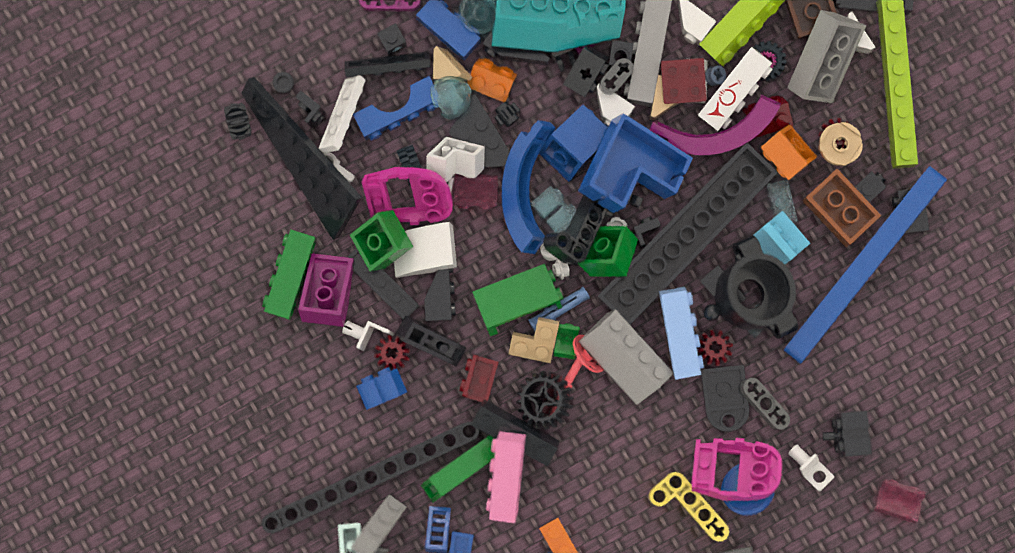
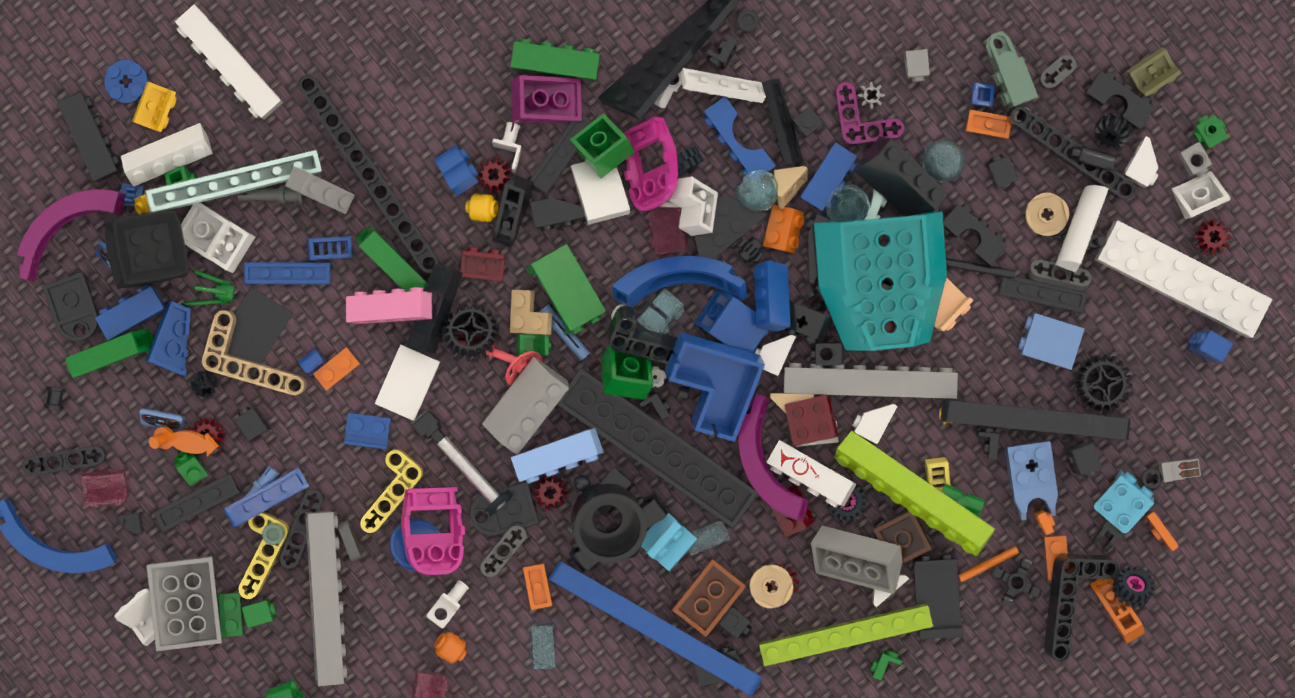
camera: 85 degrees right, 5 degrees up
(422, 370) = (482, 207): none -> yellow head
(556, 99) = (772, 296): none -> blue brick
(560, 269) = (602, 328): white plate -> none
(584, 473) = (407, 382): none -> white tile
(619, 79) = (801, 356): dark grey beam -> none
(625, 520) = (367, 430): none -> blue plate
(633, 456) = (429, 427): none -> piece
(711, 78) = (827, 456): sand blue bush -> none
(788, 152) = (755, 536): orange brick -> none
(806, 375) = (537, 586): none -> orange plate
(850, 434) = (485, 637): black brick -> none
(854, 471) = (450, 647): none -> orange head
(866, 380) = (543, 647): none -> clear light blue tile
(931, 53) = (879, 666): none -> green bracket

